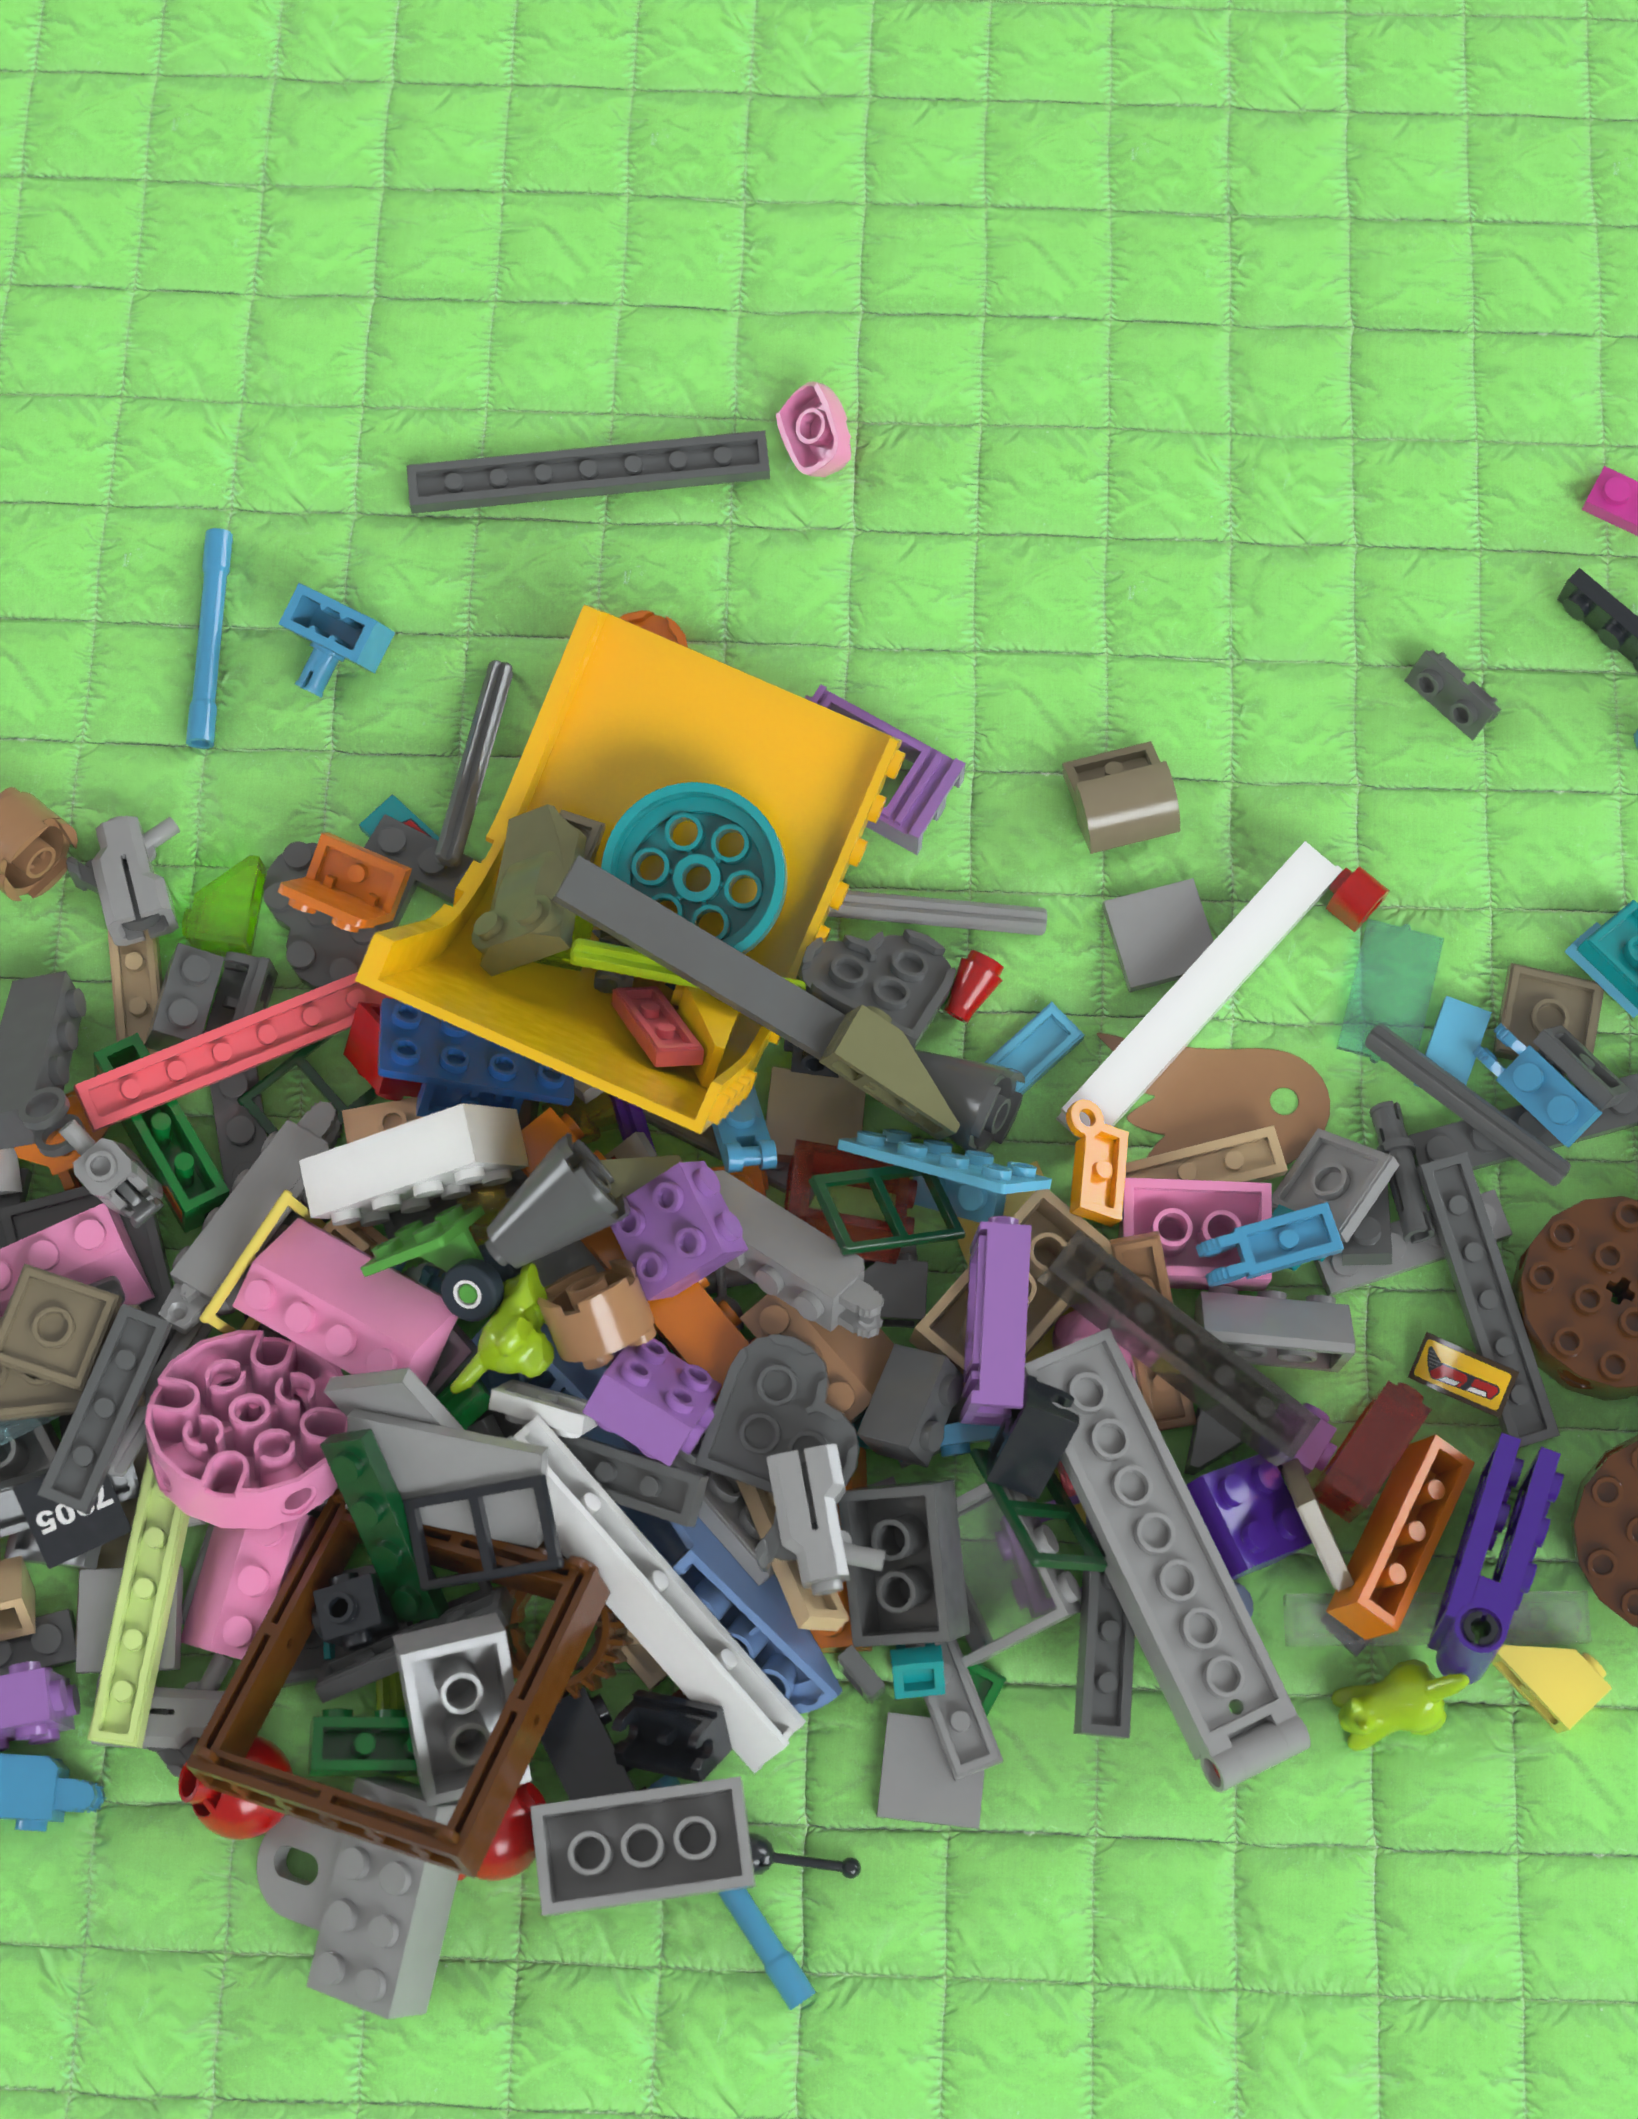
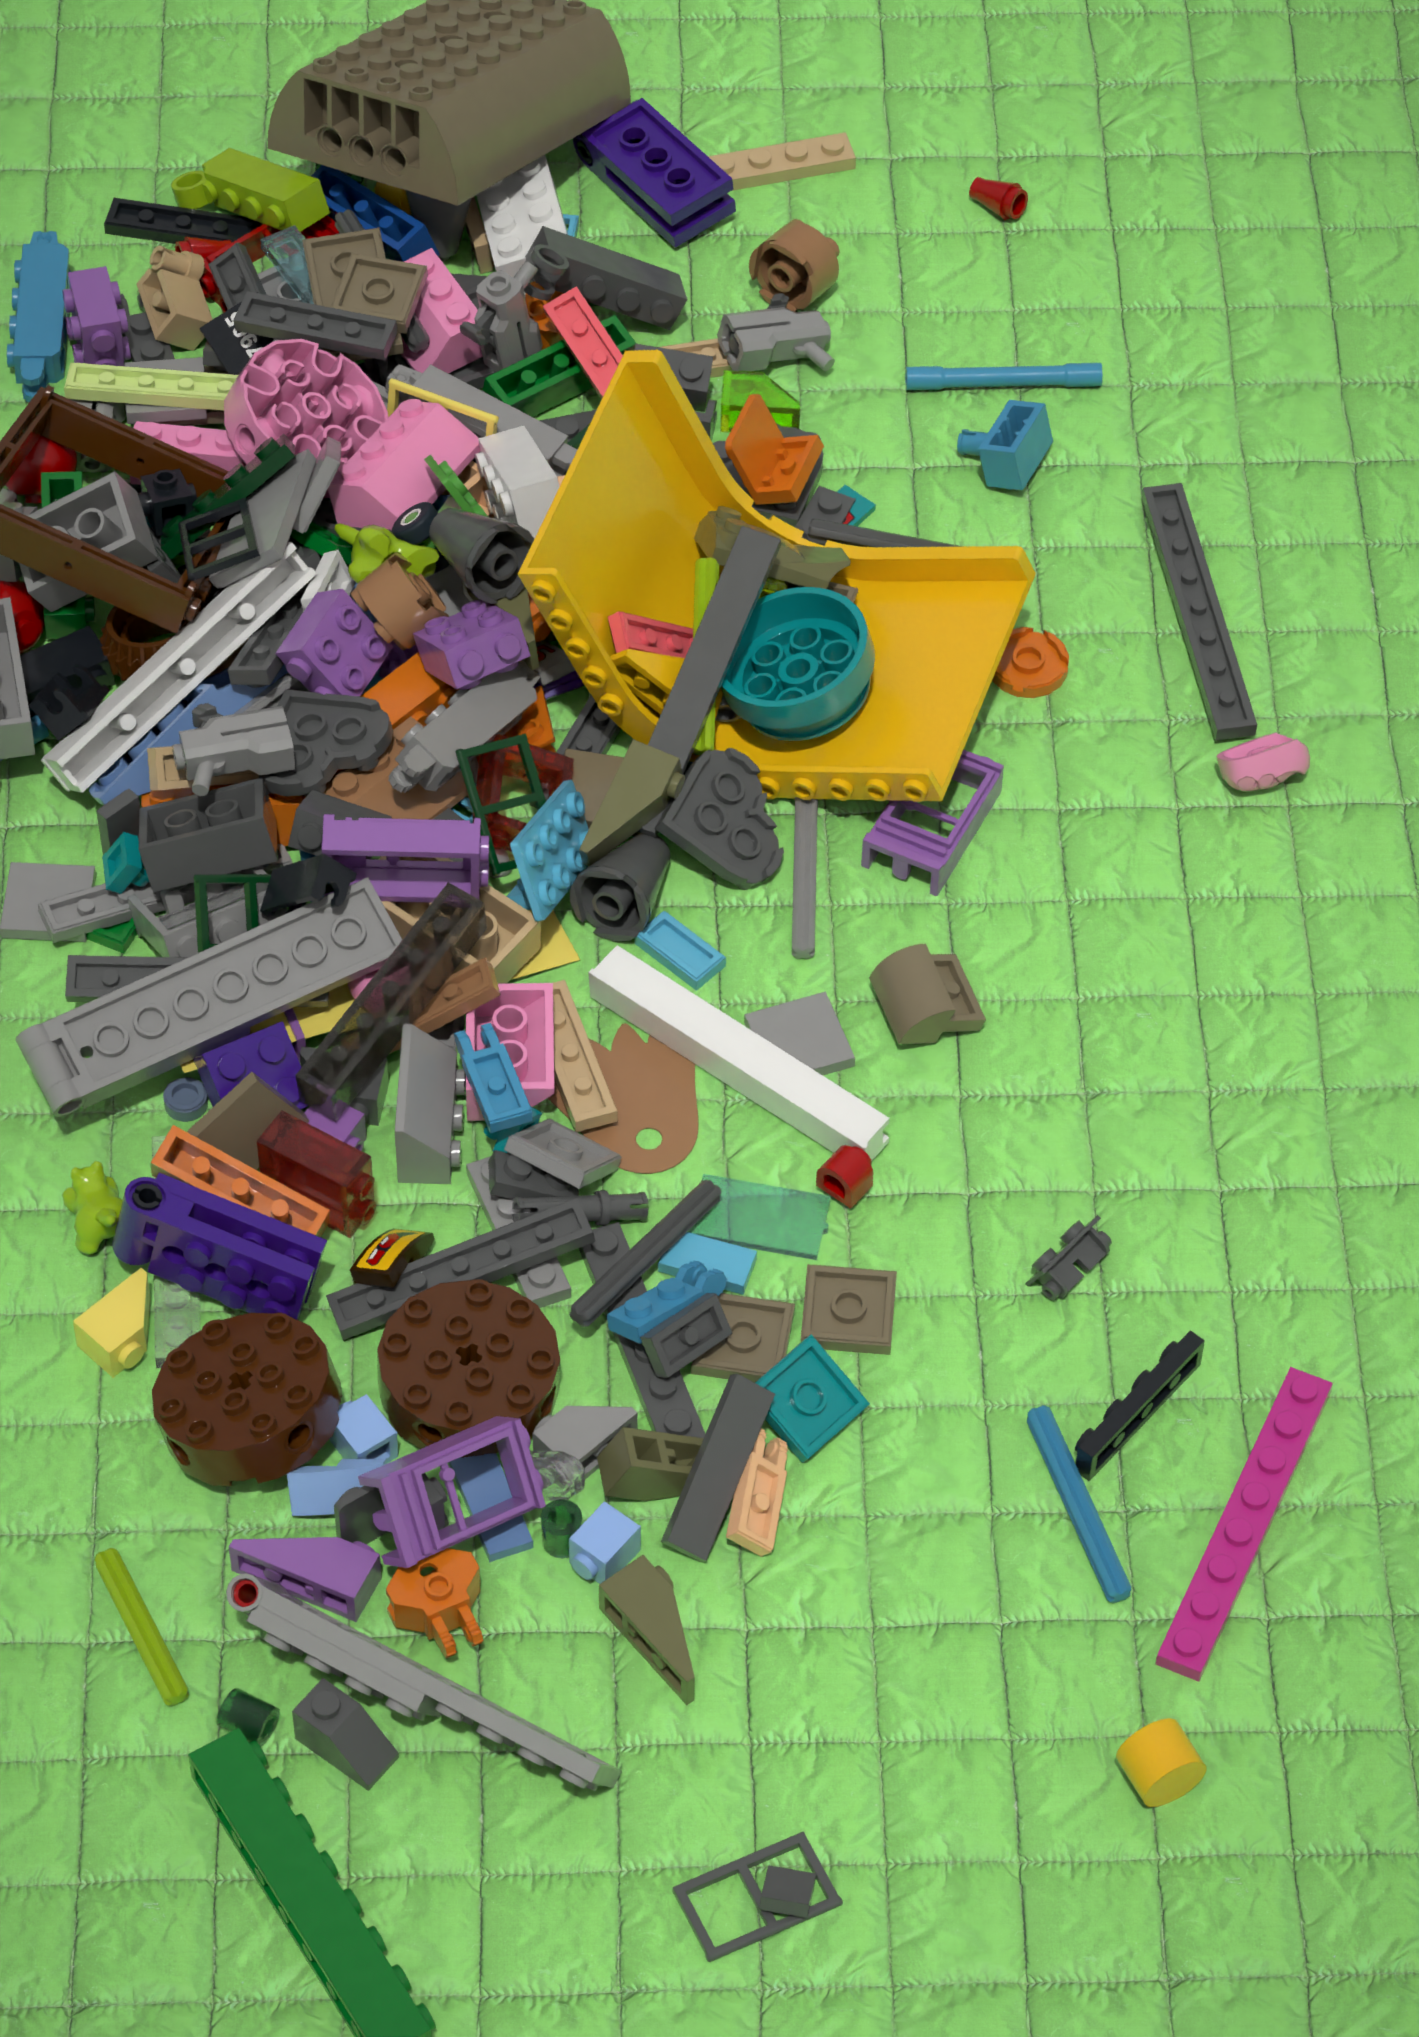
camera: 85 degrees right, 20 degrees down
(745, 1137) = (581, 728): dark azure plate -> none
(972, 985) = (736, 898): red cone -> none
(1097, 1166) = (561, 961): light orange hinge -> none
(1511, 912) = (849, 1308): none -> dark tan tile

